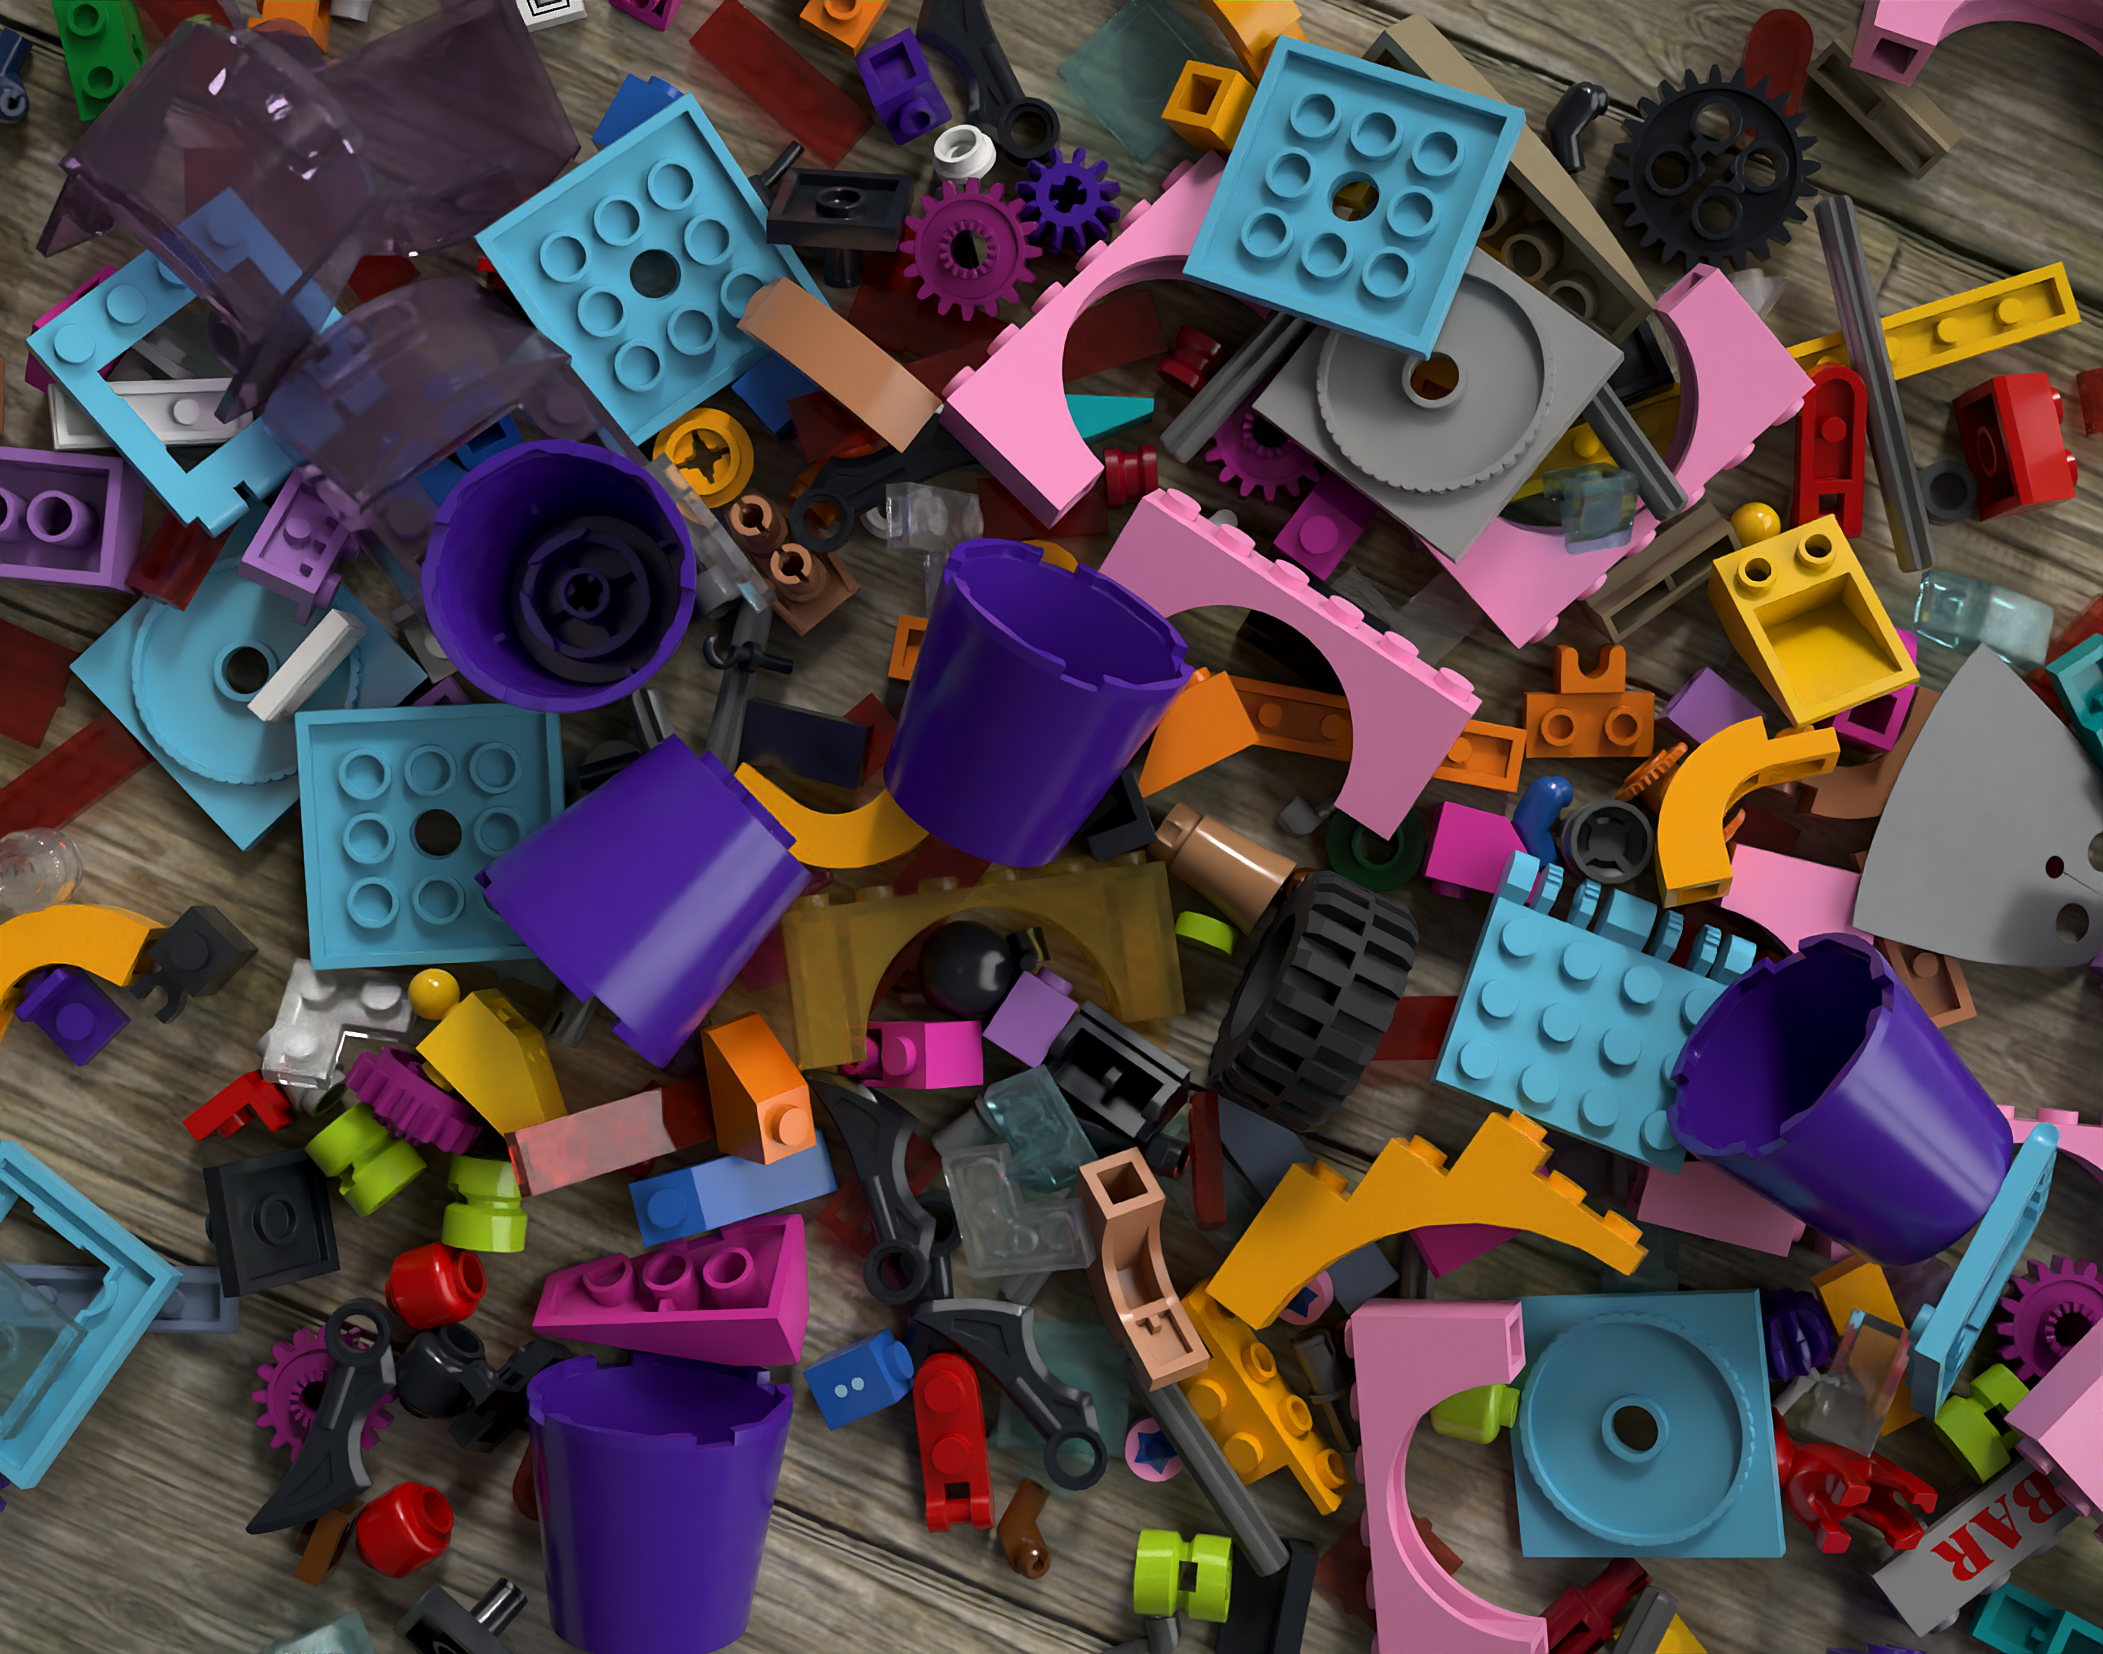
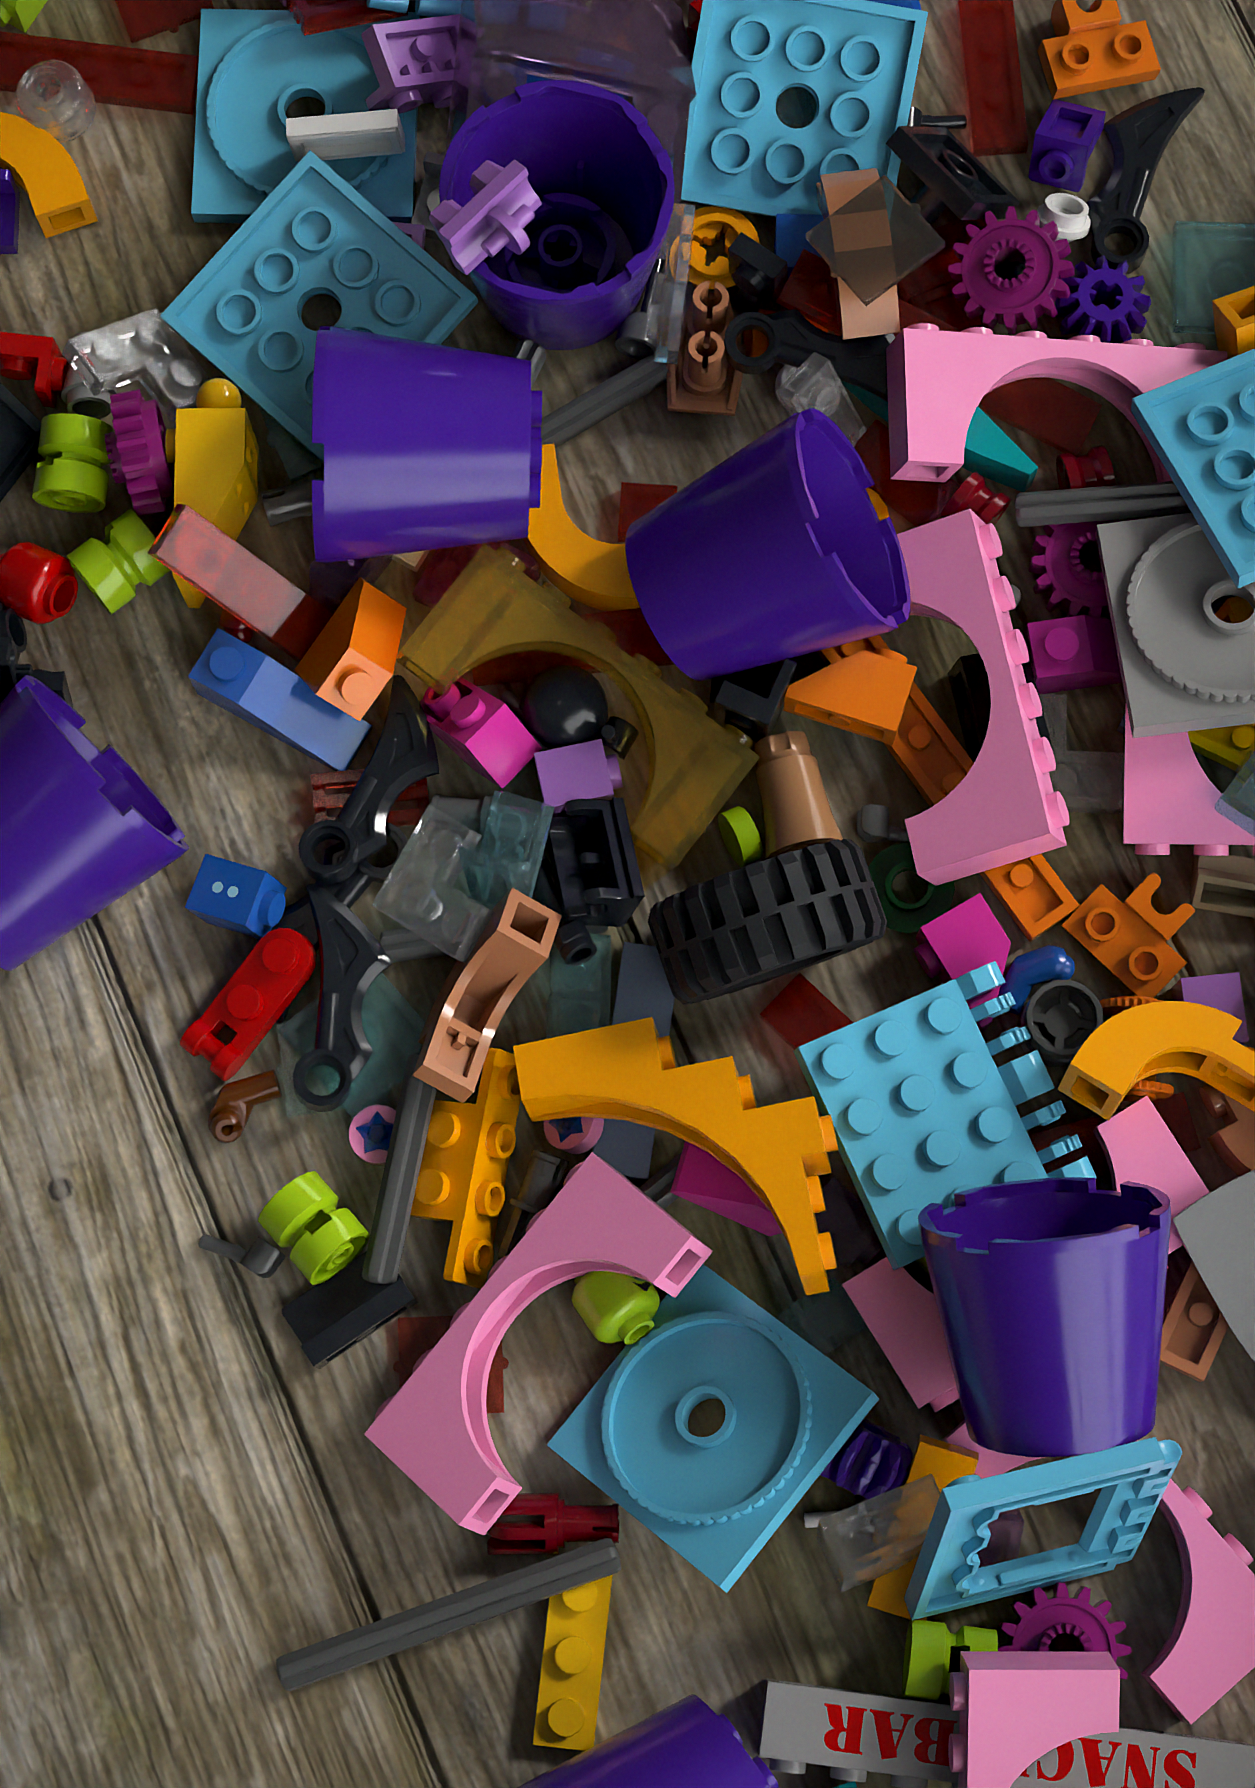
camera: 45 degrees right, 10 degrees down
(195, 959) = (99, 246): black brick -> none
(536, 661) = (491, 219): none -> medium lavender hips
(706, 1299) = (193, 762): dark pink wedge -> none
(748, 657) = (621, 388): black hand -> none
(765, 457) = (755, 272): none -> black plate
(806, 743) = (605, 475): black tile -> none
(853, 349) = (875, 240): none -> clear smoke piece
(1206, 1161) = (596, 968): clear red tile -> none
(1829, 1483) = (800, 1589): red animal -> none

